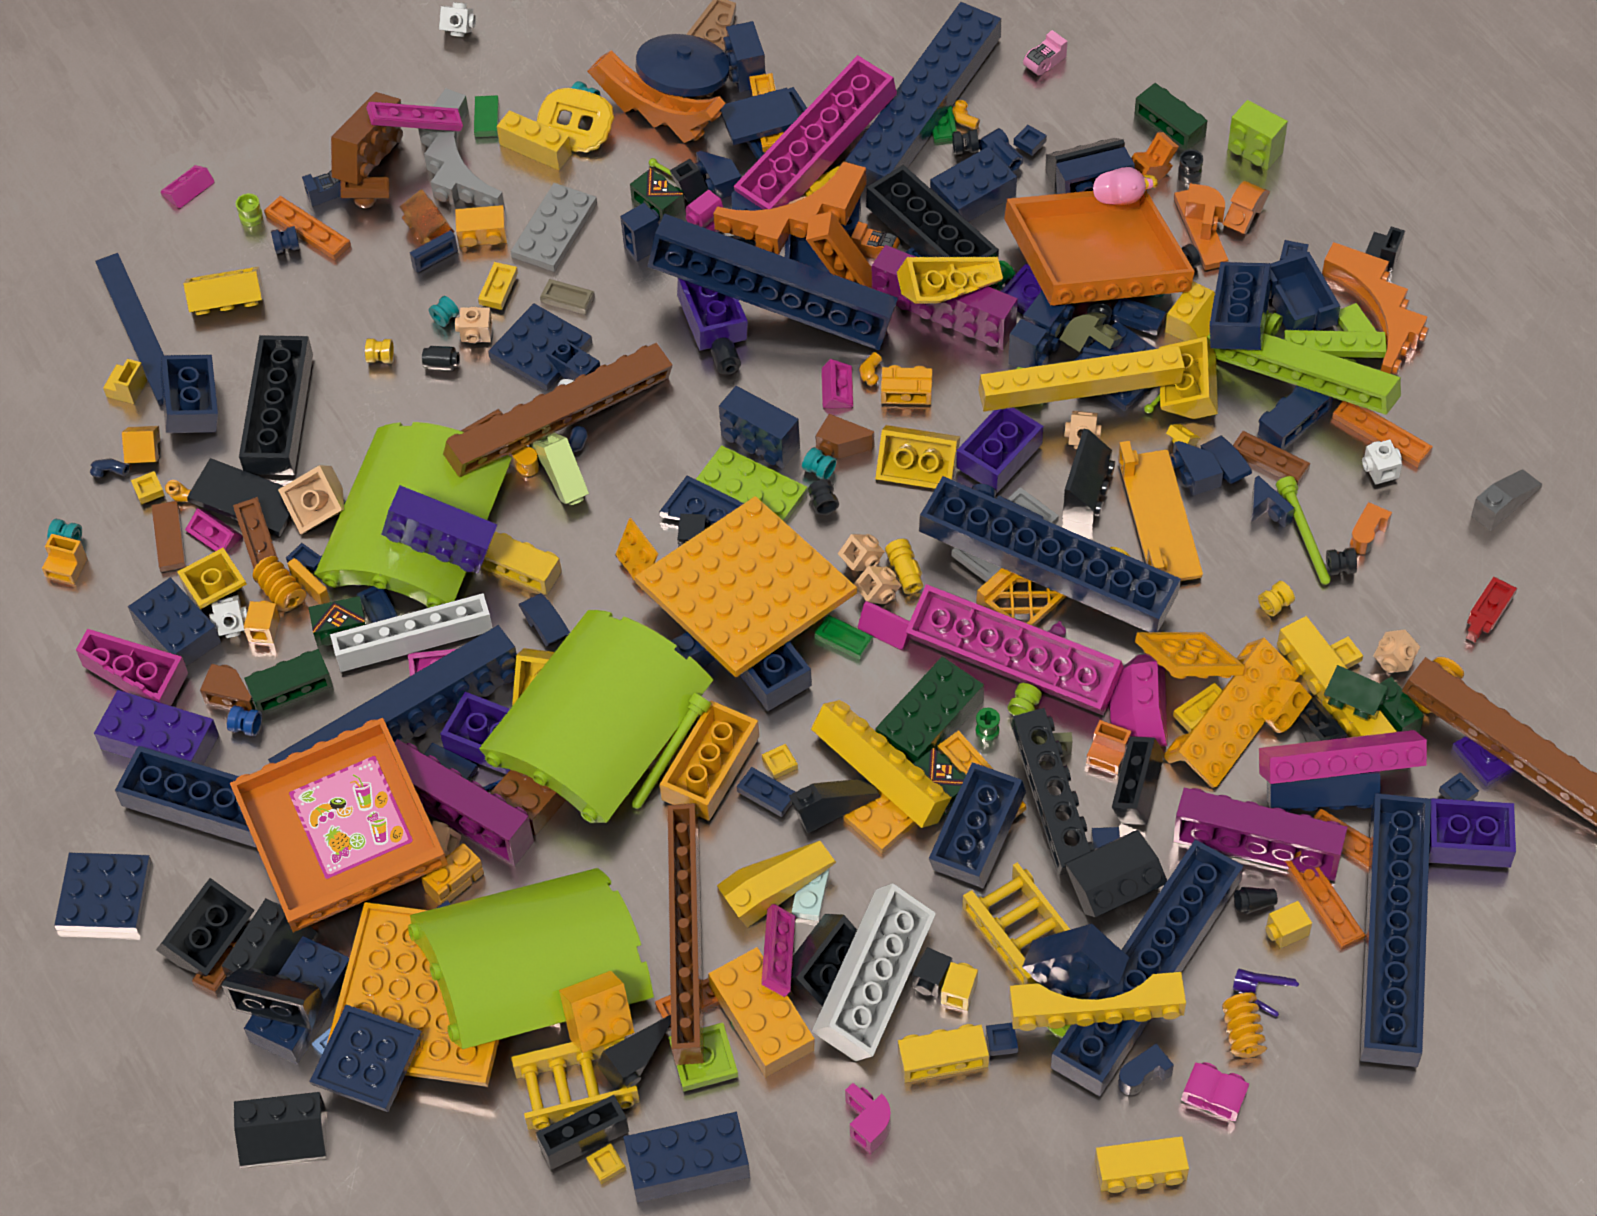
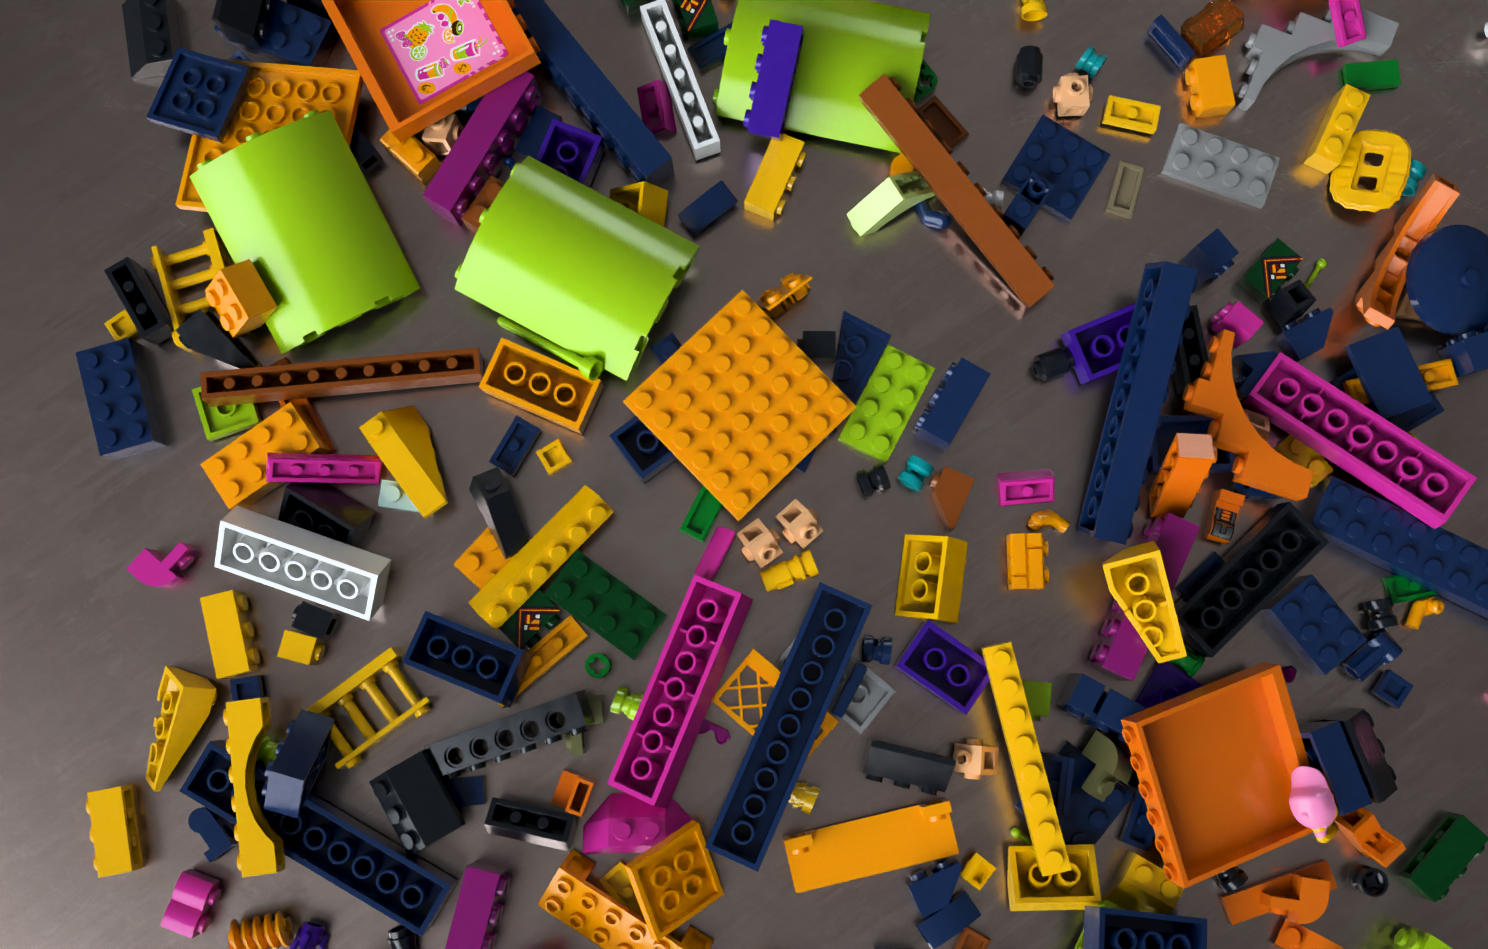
camera: 85 degrees right, 25 degrees up
(1028, 1104) = (184, 709): none -> yellow wedge

